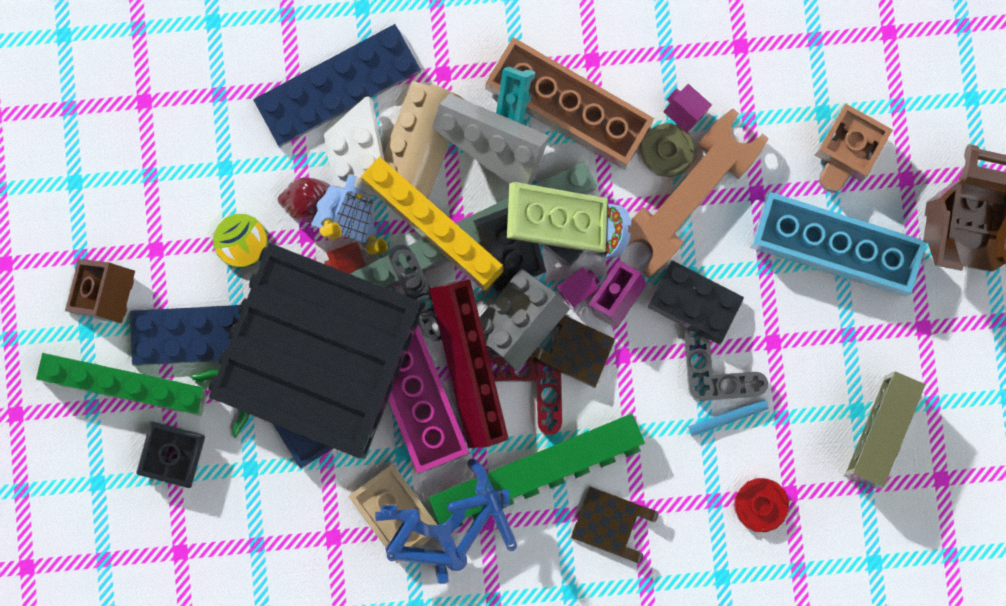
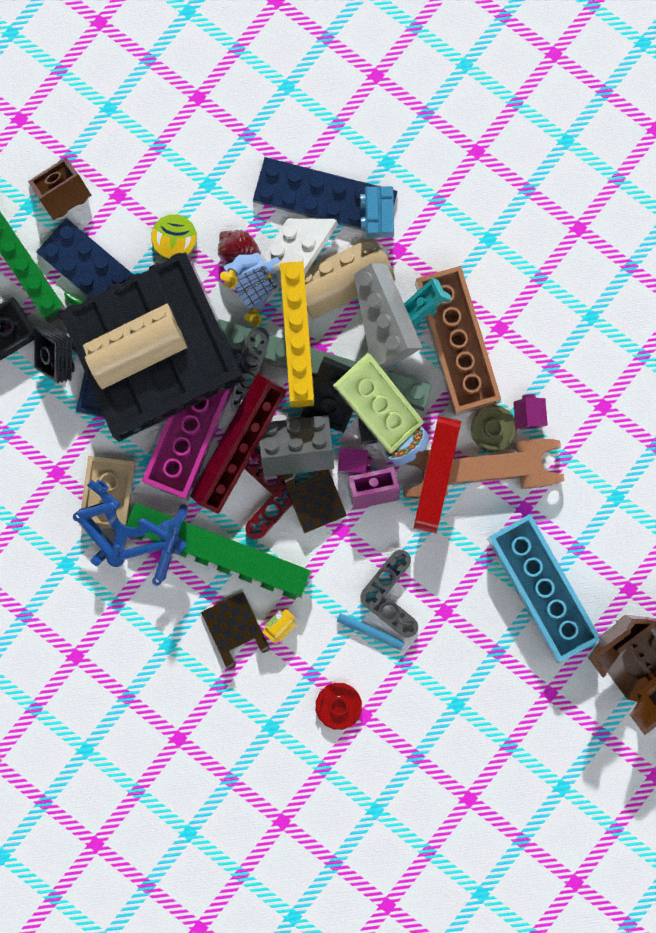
camera: 55 degrees right, 0 degrees up
(235, 436) = (53, 353): none -> black brick
(304, 363) = (134, 346): none -> tan brick
(346, 258) = (227, 308): clear red brick -> none
(399, 56) = (379, 212): none -> dark azure brick
(649, 485) = (279, 626): none -> yellow brick
(661, 232) = (437, 474): none -> red beam
(695, 302) = (418, 550): black plate -> none
(849, 148) = (610, 535): nougat brick -> none
(885, 430) = (460, 733): olive brick -> none

